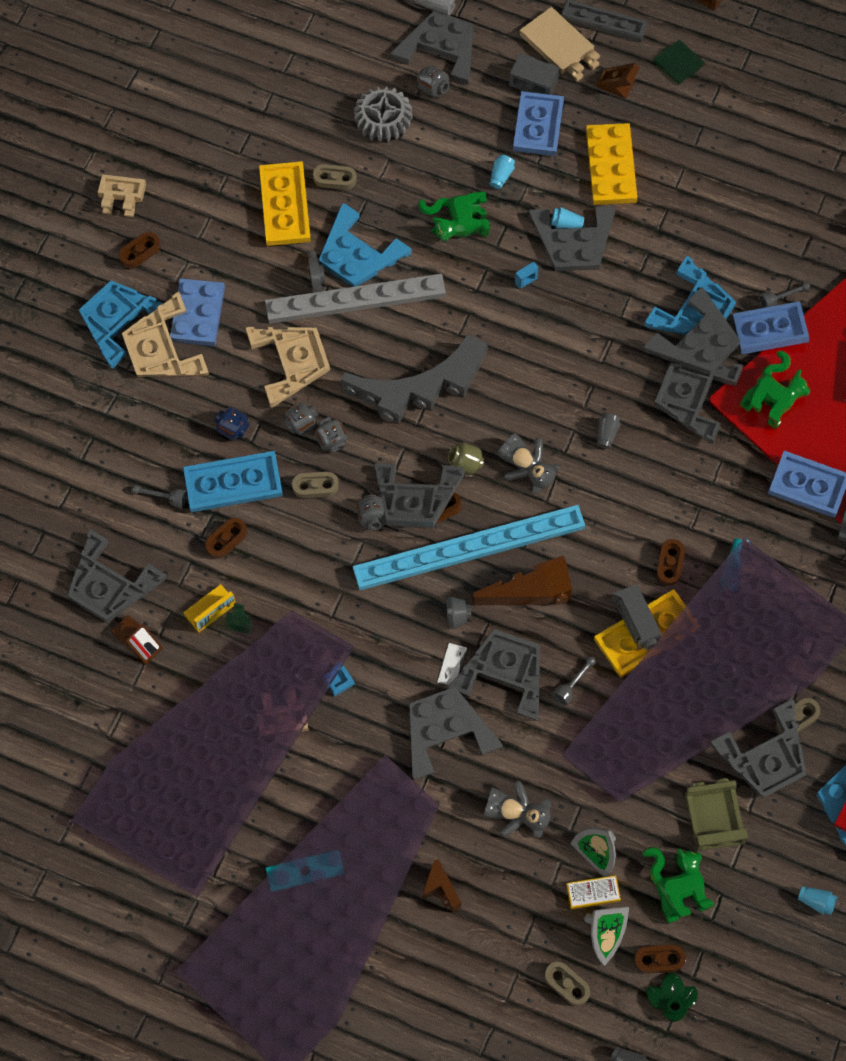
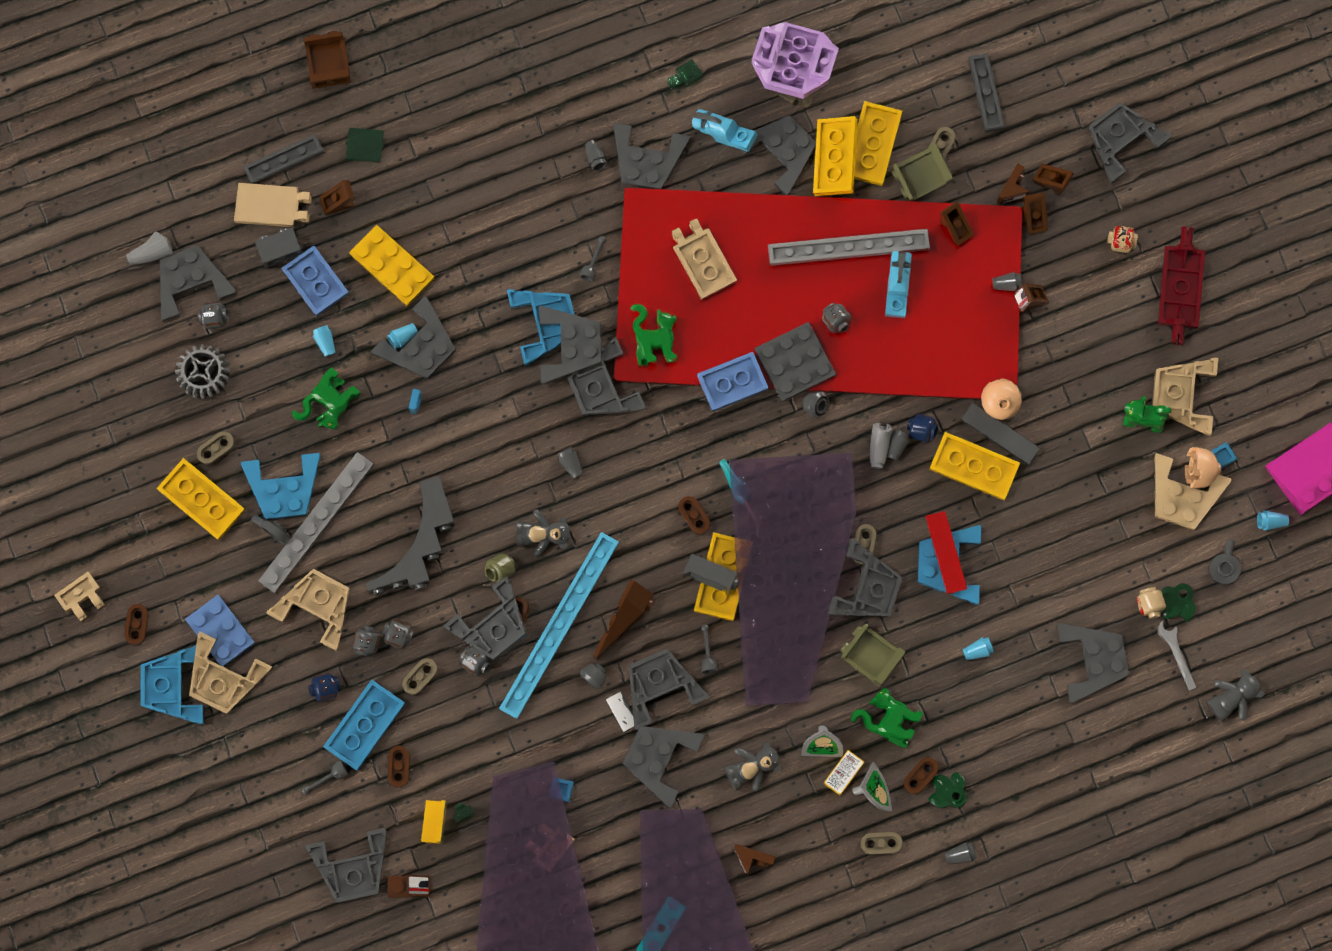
camera: 45 degrees left, 10 degrees up
(771, 327) = (609, 292): medium blue plate -> none

